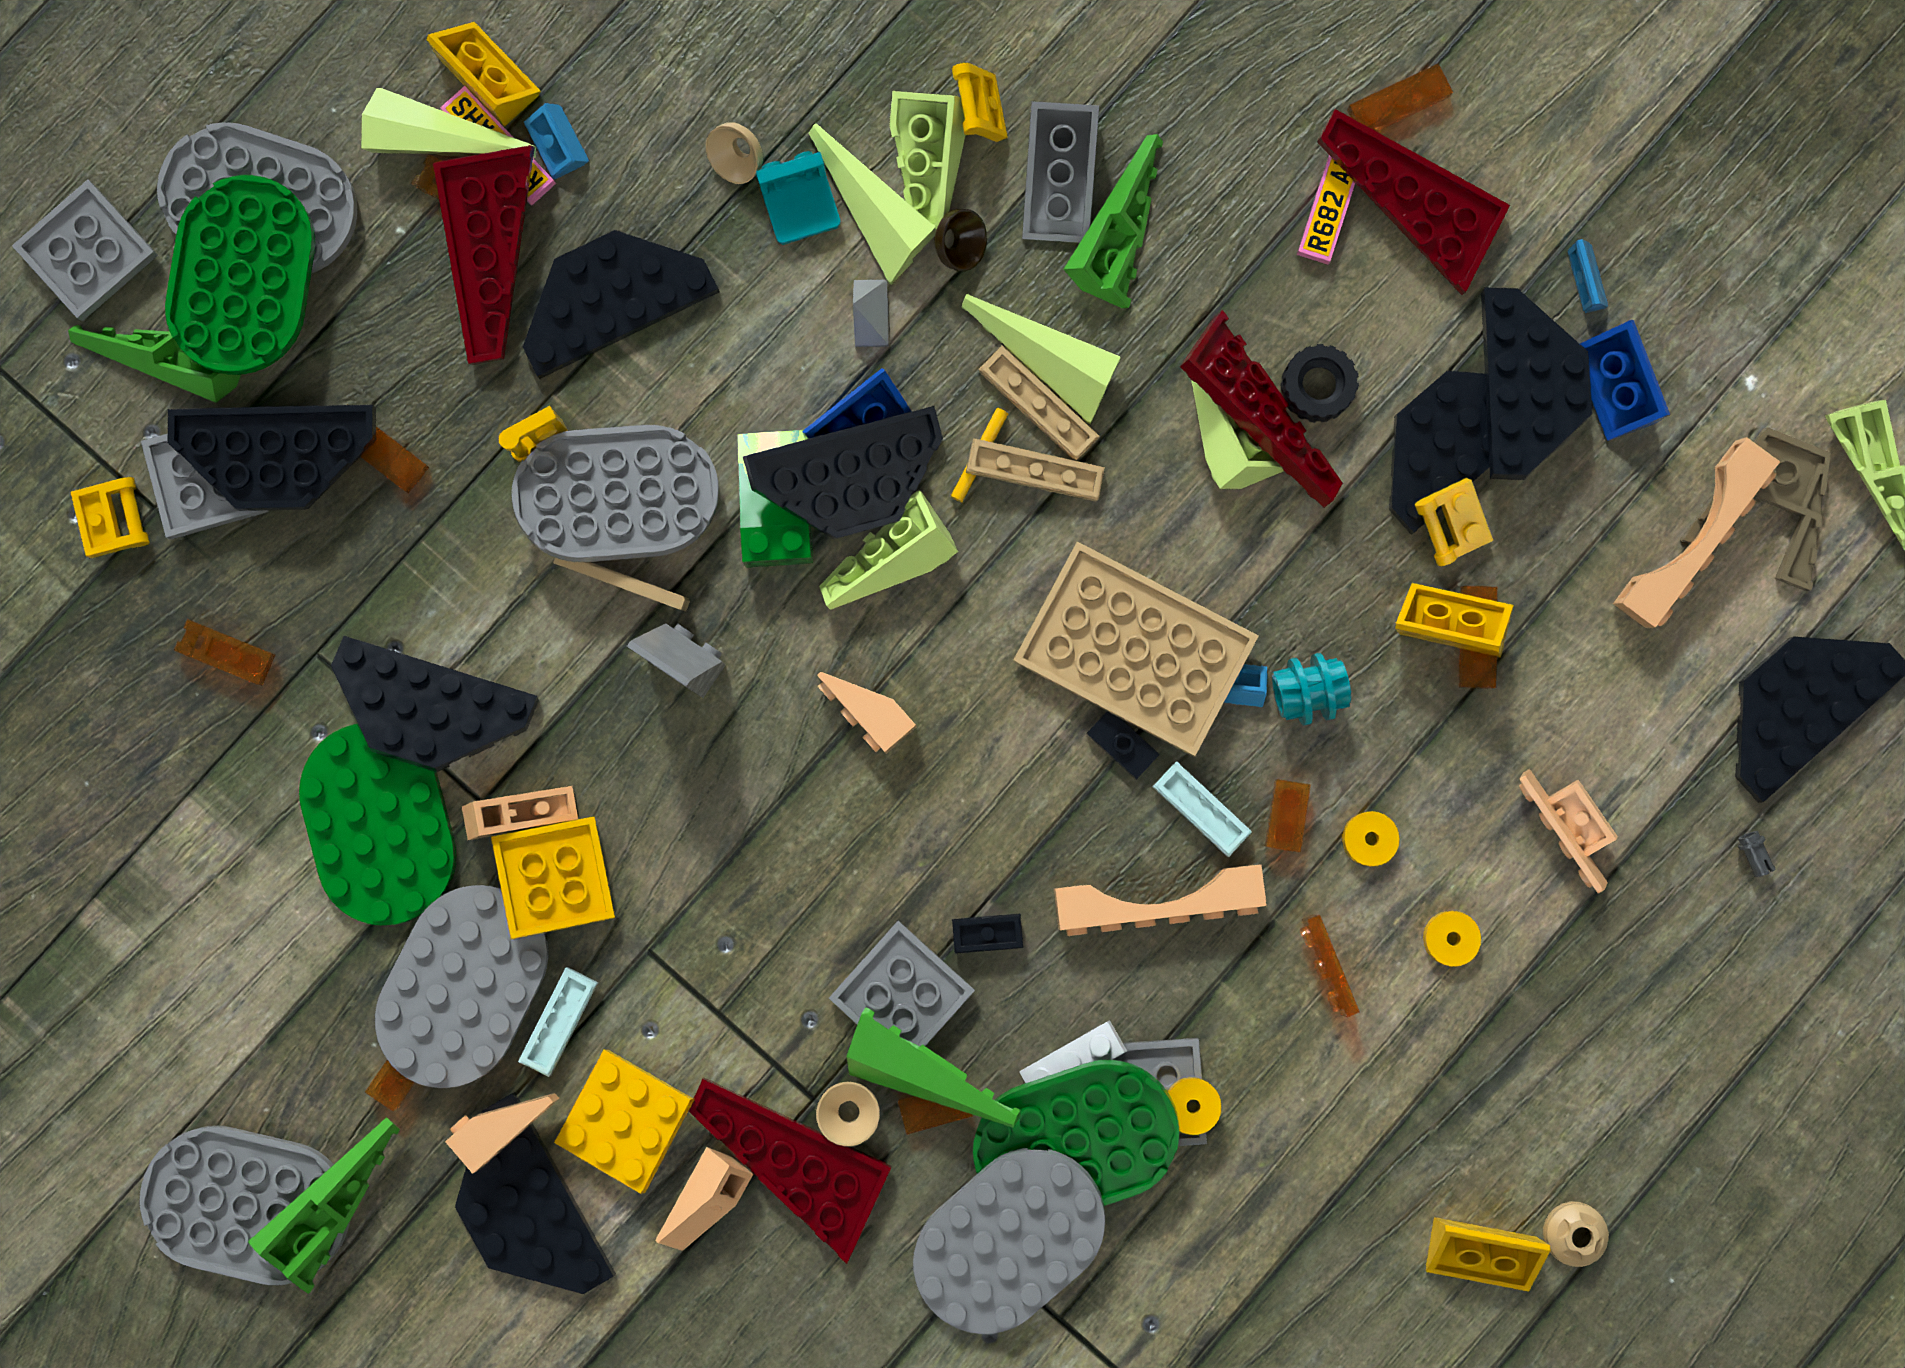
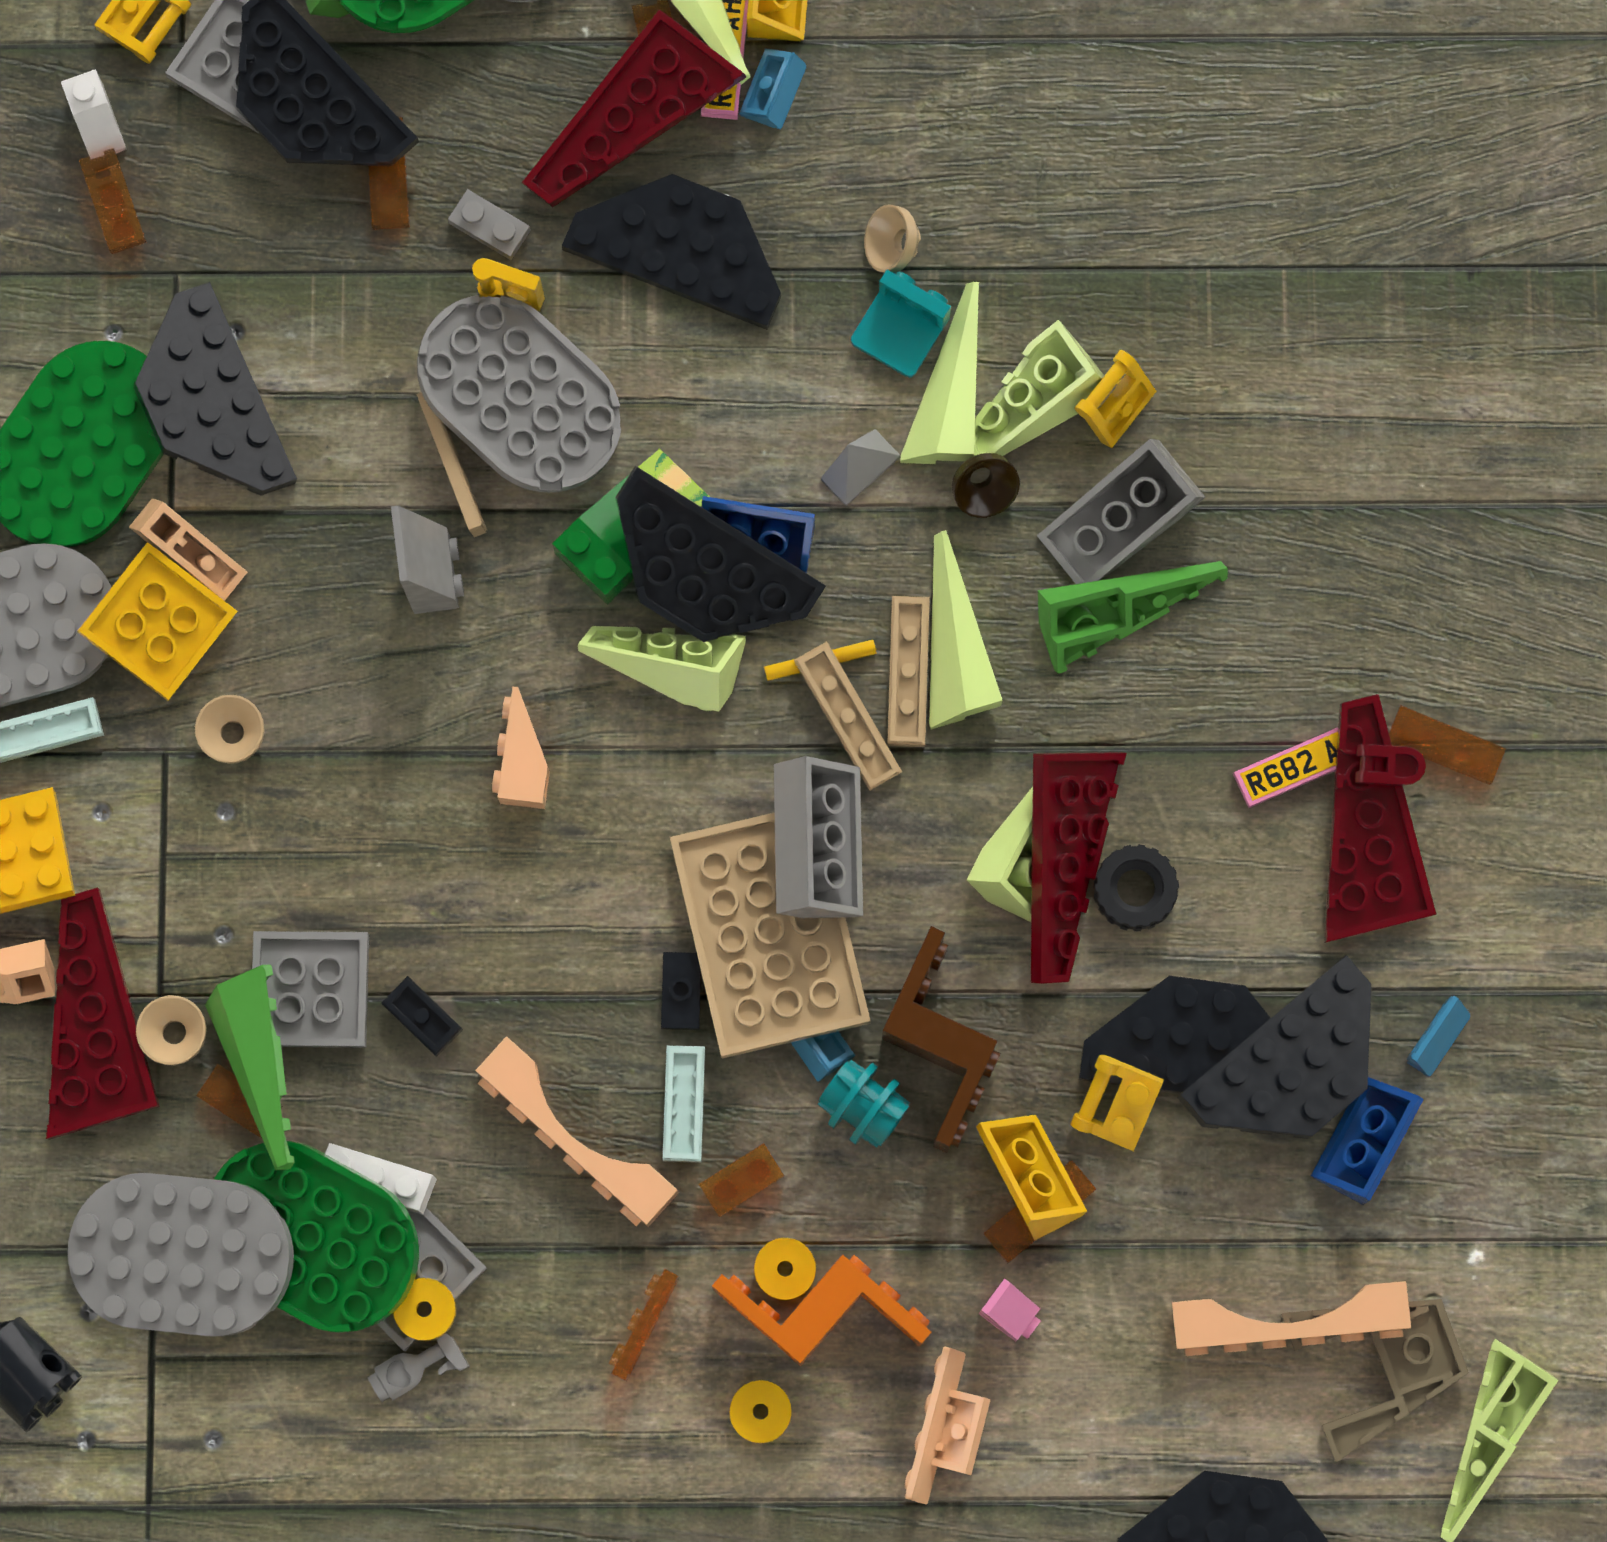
camera: 50 degrees right, 5 degrees down
(149, 611) = (93, 113): none -> white slope
(477, 412) = (489, 224): none -> light grey plate
(655, 898) = (216, 716): none -> tan piece
(1105, 562) = (818, 839): none -> light grey slope
(1218, 1153) = (405, 1370): none -> light grey piece
(1315, 600) = (941, 1039): none -> reddish brown bracket
(1398, 136) = (1403, 765): none -> dark red plate
(1426, 837) = (823, 1308): none -> orange bracket
(1531, 714) = (1011, 1311): none -> bright pink slope

